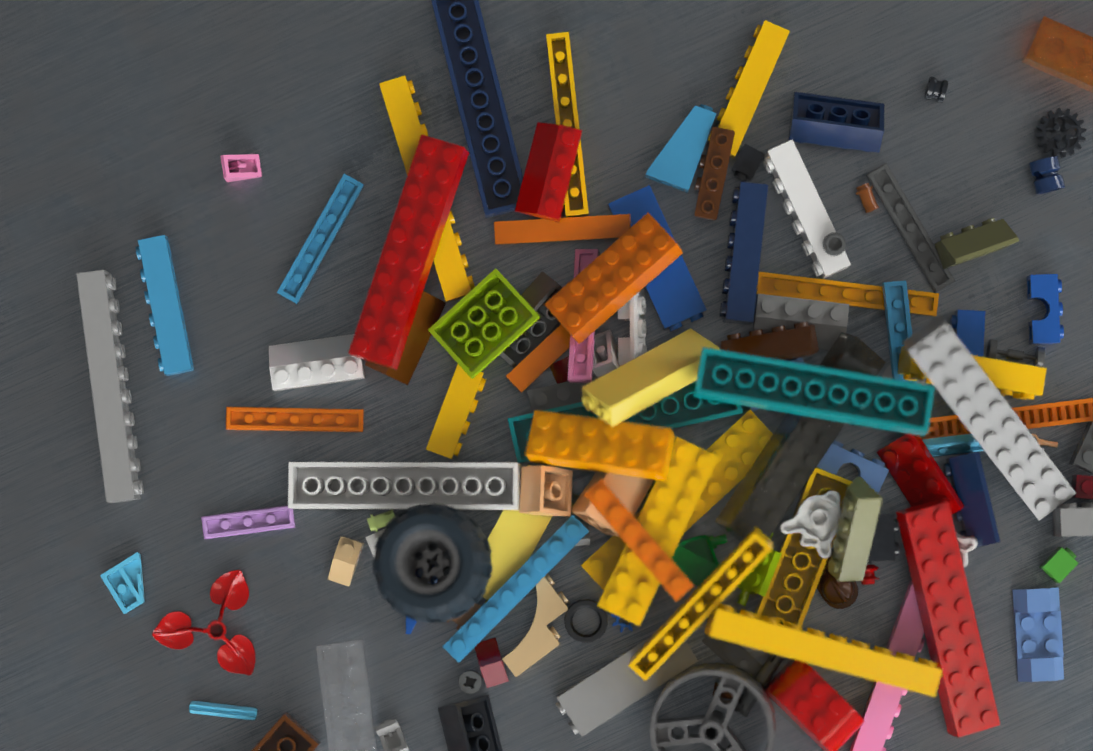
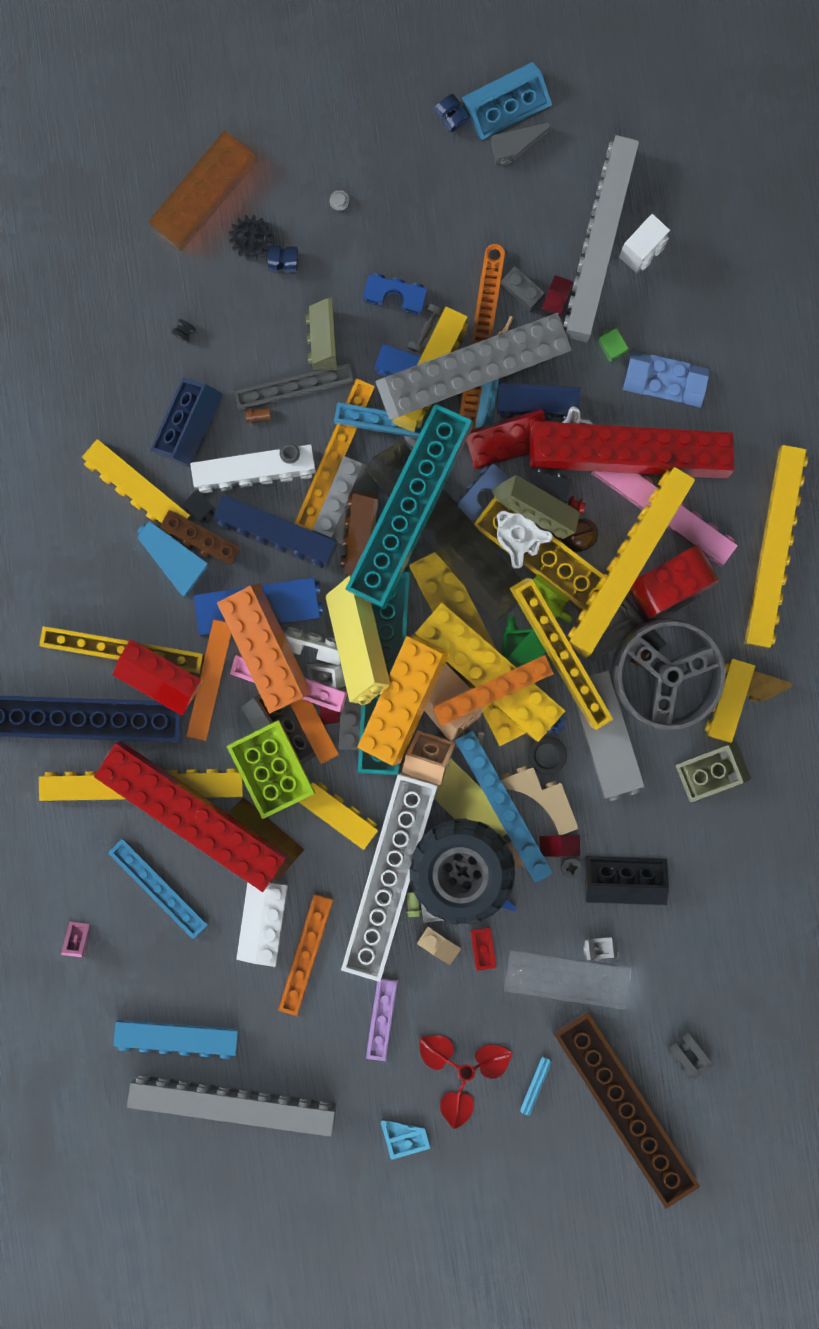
camera: 75 degrees left, 0 degrees up
(355, 610) = (483, 948): none -> red plate

